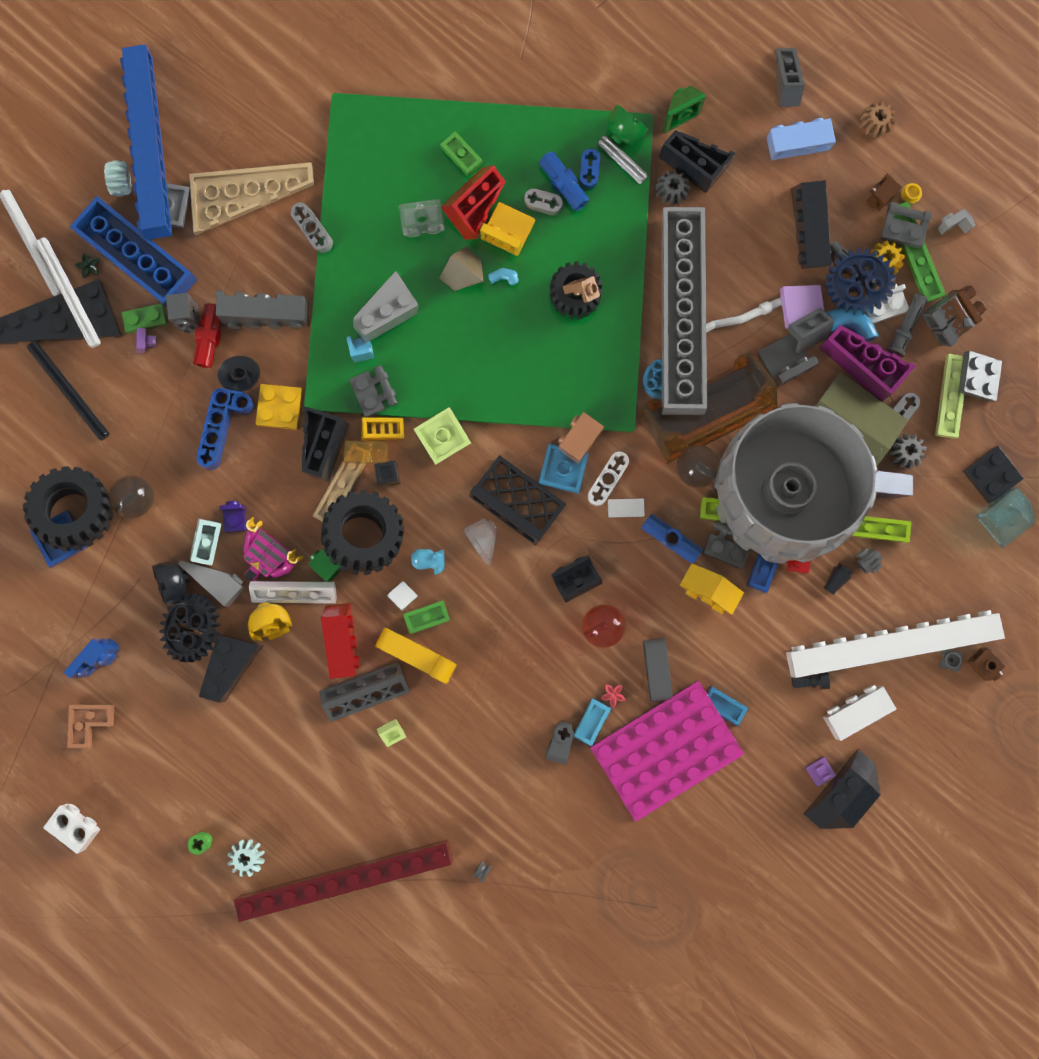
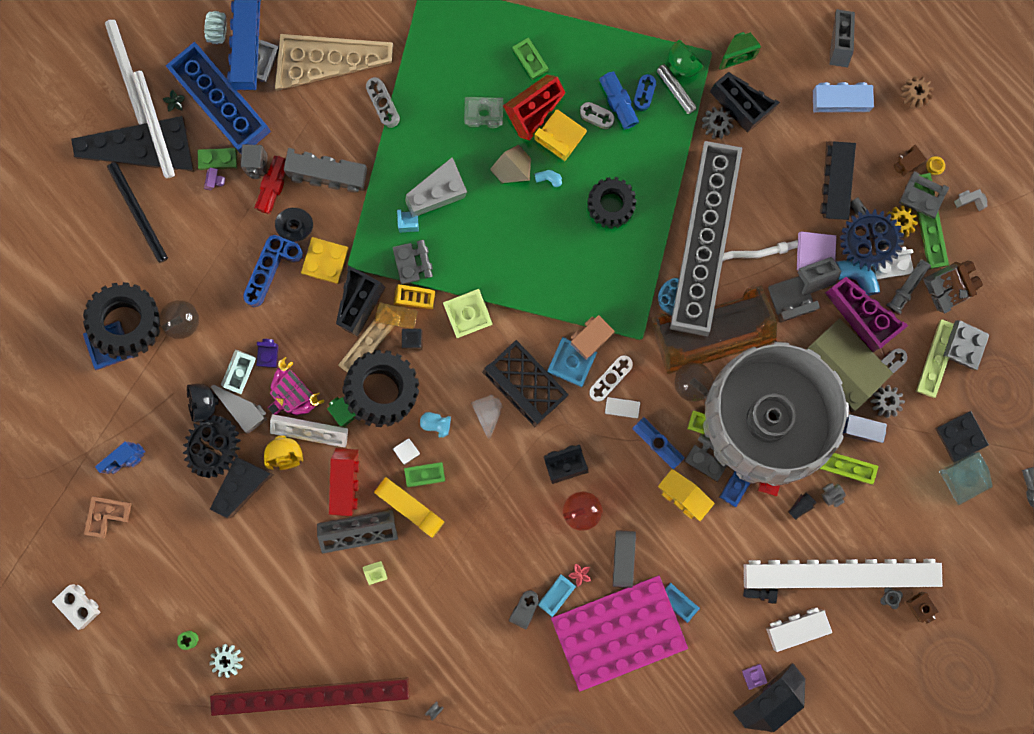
camera: 10 degrees right, 0 degrees up
(584, 286) = (619, 202): medium nougat bracket -> none

